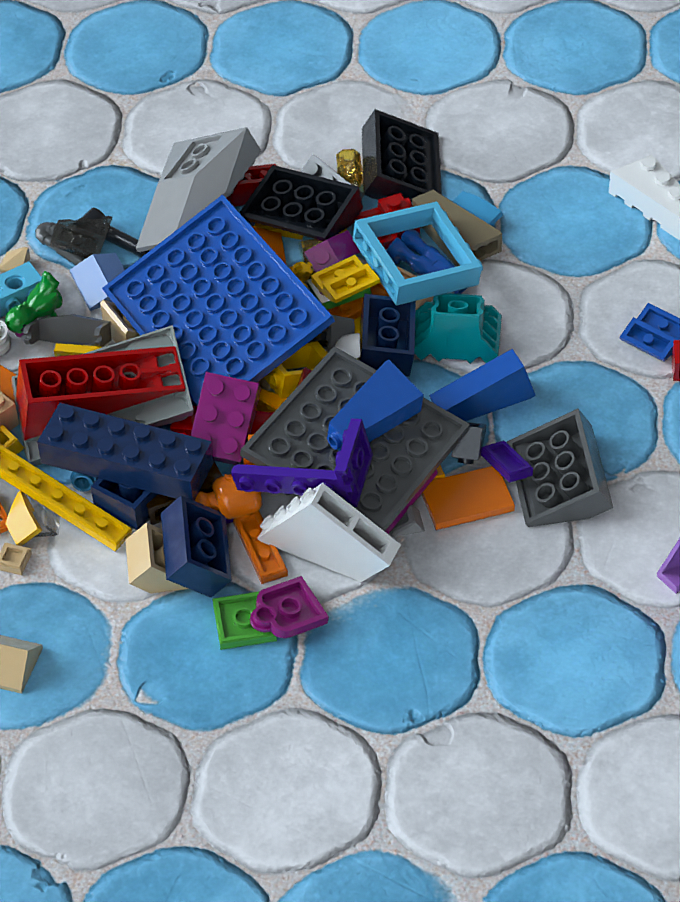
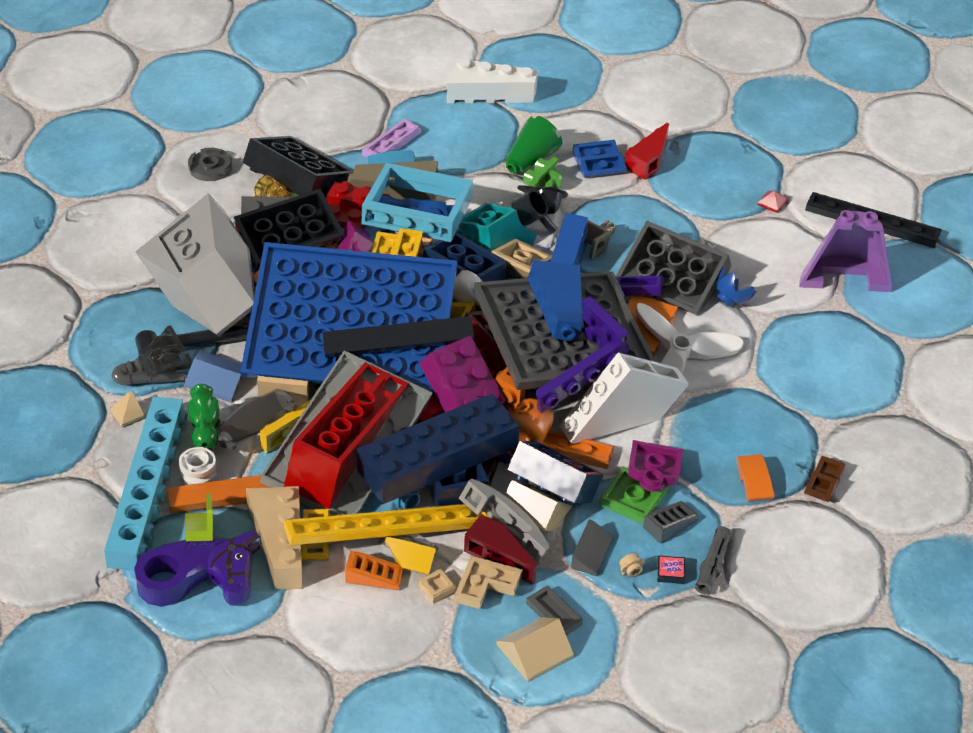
camera: 55 degrees left, 5 degrees down
(41, 577) = (485, 575): none -> tan plate
(57, 649) = (551, 605): none -> dark grey tile
(87, 566) = (495, 543): none -> dark red slope
(116, 523) = (485, 499): none -> light grey slope
(149, 628) = (591, 549): none -> dark grey slope
(155, 666) = (631, 565): none -> tan plate
(180, 697) = (671, 569): none -> tile
(186, 727) = (710, 567): none -> dark grey pin
(224, 346) = (397, 336): none -> black tile
(240, 653) = (660, 532): none -> dark grey slope
(348, 123) = (200, 169): none -> dark grey tile
(350, 687) = (755, 477): none -> orange slope
(404, 743) = (825, 479): none -> reddish brown slope
(440, 362) = (519, 257): none -> tan slope
(477, 549) = (680, 346): none -> white piece
(512, 192) = (393, 139): none -> lavender tile
(513, 327) = (531, 208): none -> black piece
(543, 394) = (599, 237): none -> dark tan bracket
(544, 329) = (552, 196): none -> black piece
(577, 530) = (729, 291): none -> blue piece
(580, 312) = (546, 174): none -> bright green hips
(601, 277) = (534, 141): none -> green cone

